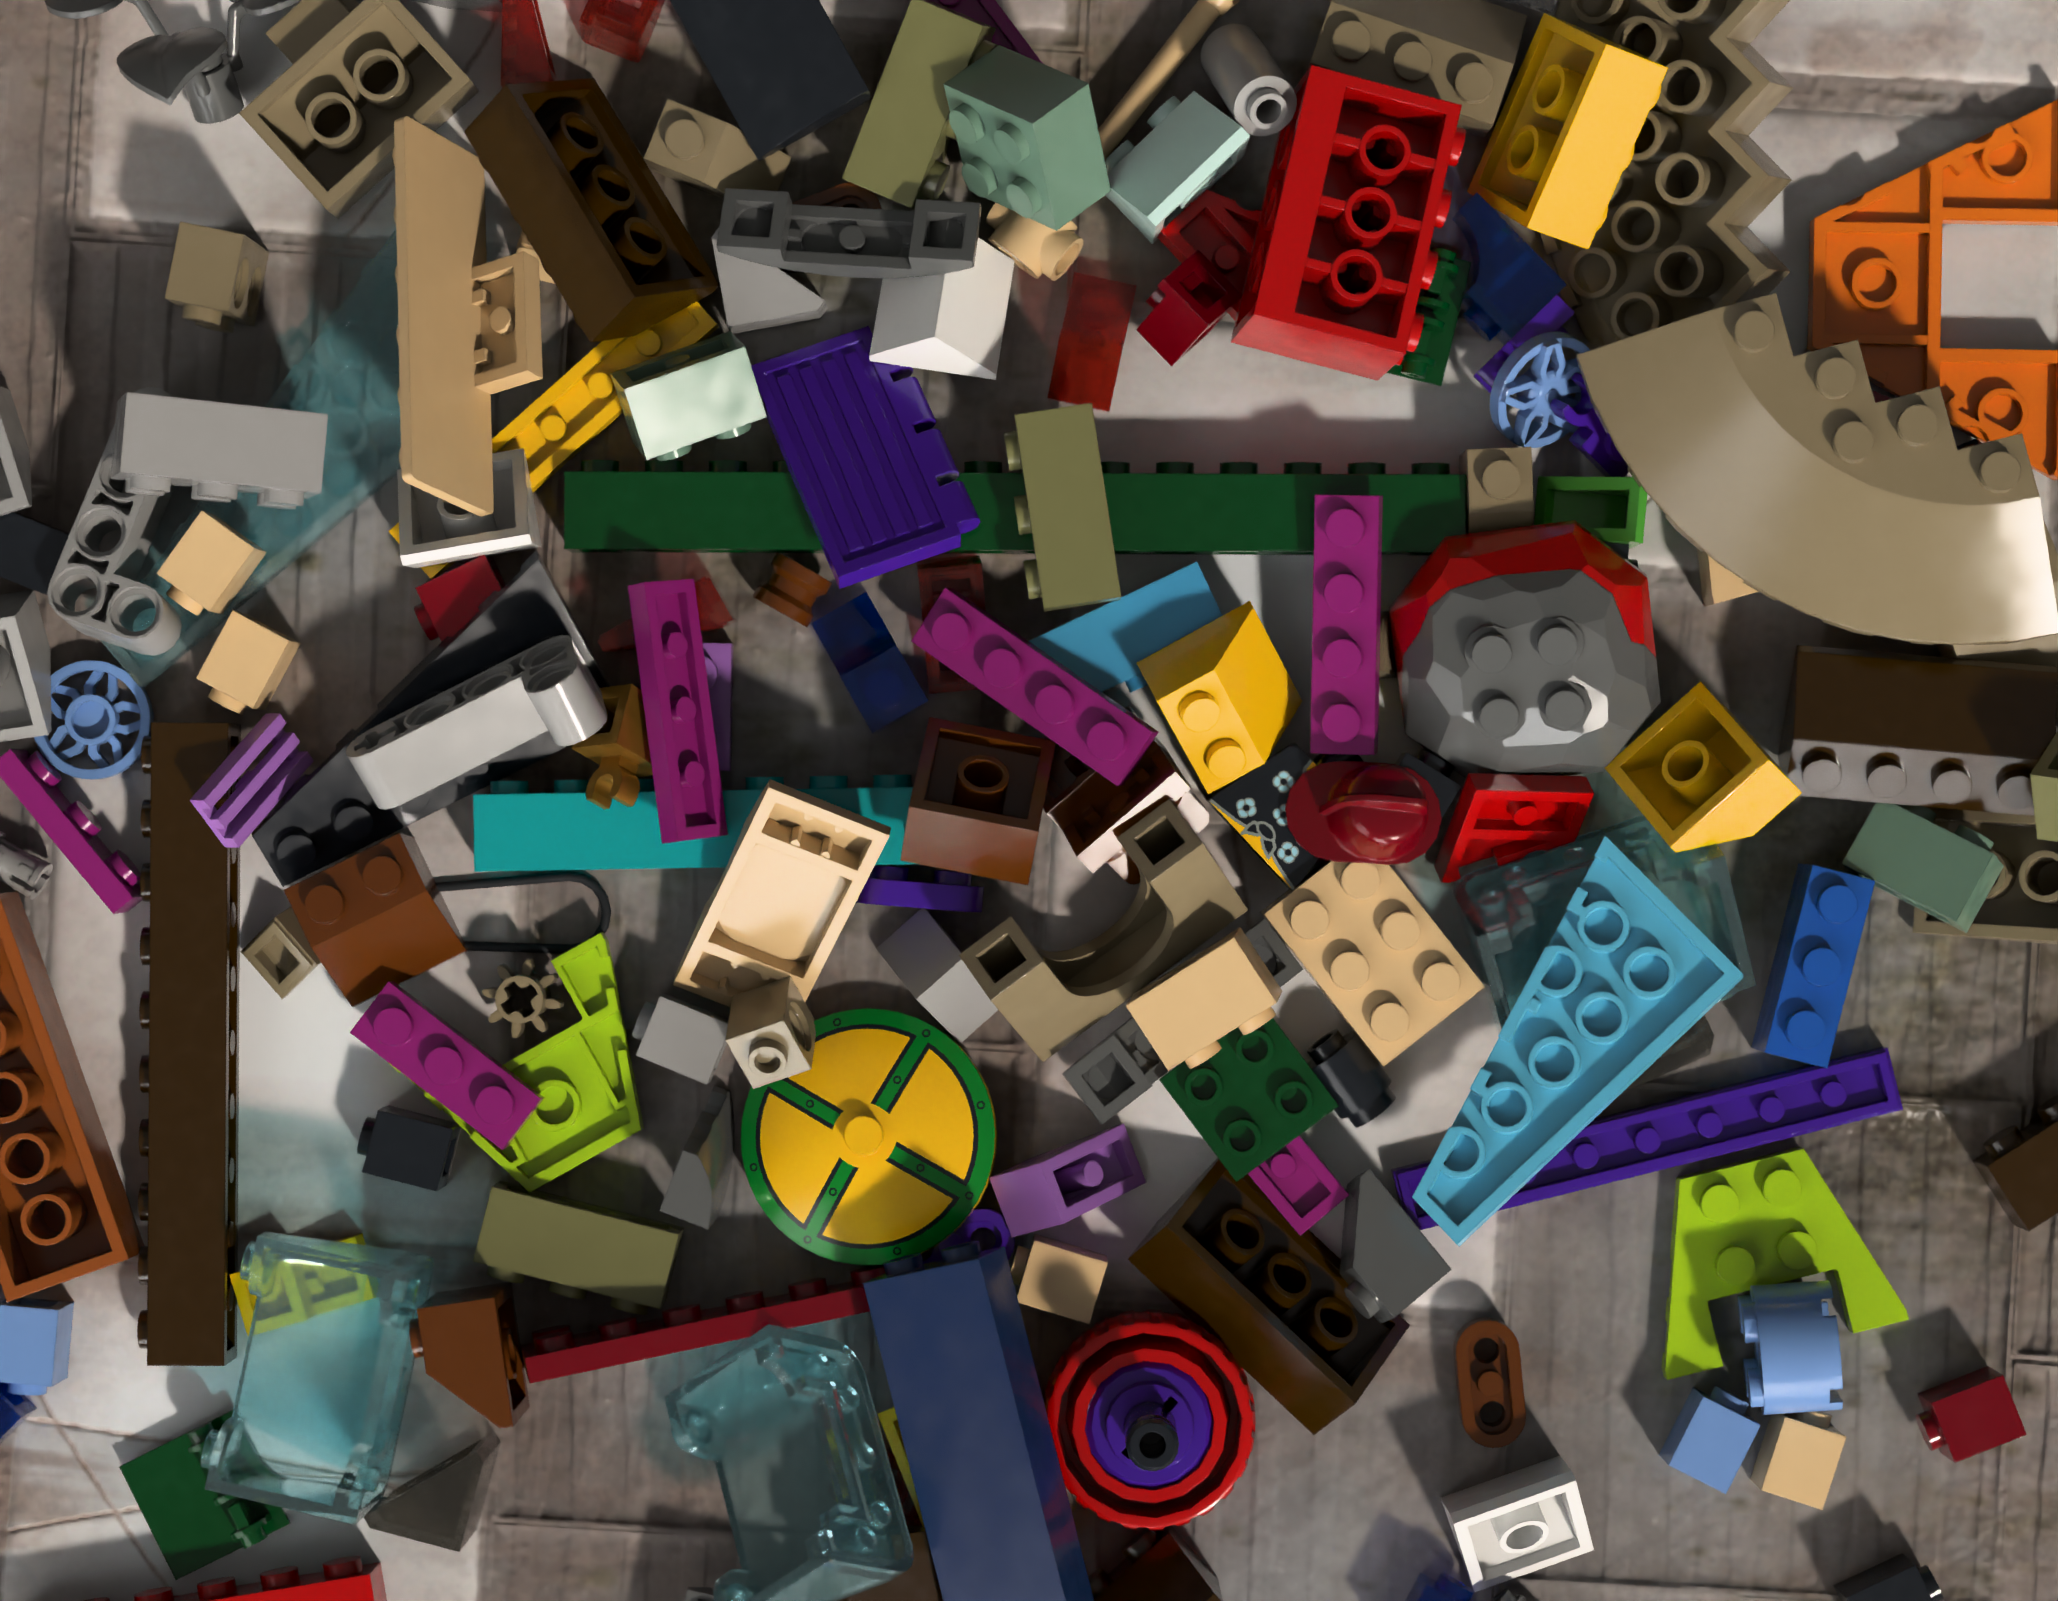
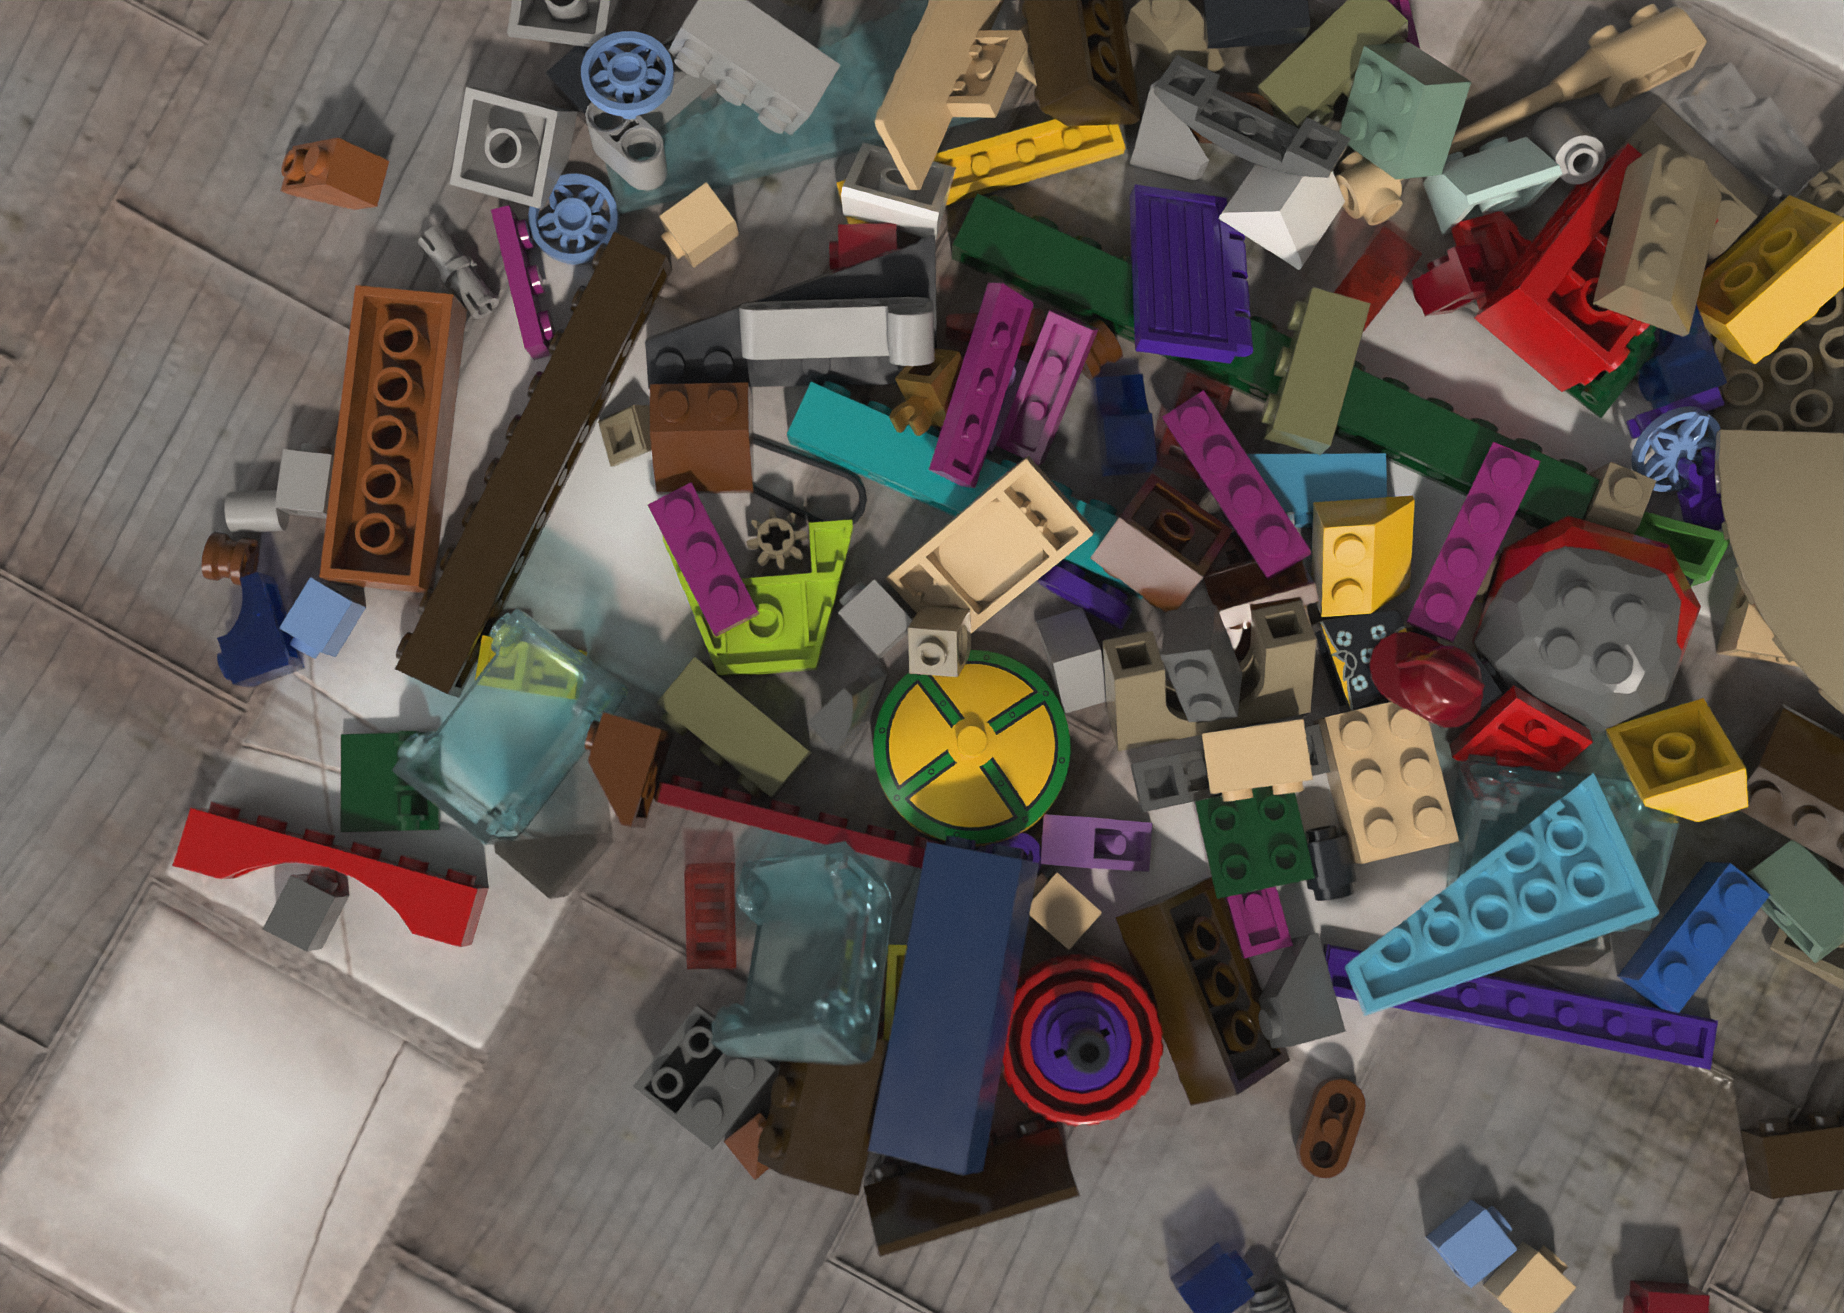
camera: 20 degrees right, 5 degrees down
(76, 530) = (627, 74): none -> medium blue wheel
(209, 565) = (706, 143): tan brick -> none
(258, 789) = (694, 295): medium lavender tile -> none
(408, 1147) = (649, 605): black brick -> none
(631, 1427) = (705, 874): none -> clear red slope
(689, 397) = (1085, 184): brick -> none
(757, 668) = (1047, 386): none -> magenta plate
(1088, 924) = (1201, 663): none -> dark grey brick
(1400, 176) = (1660, 240): none -> dark tan slope
(1518, 1523) = (1307, 1239): white slope -> none
(1761, 1227) = (1569, 1107): lime wing -> none
(1793, 1348) = (1564, 1204): medium blue brick -> none

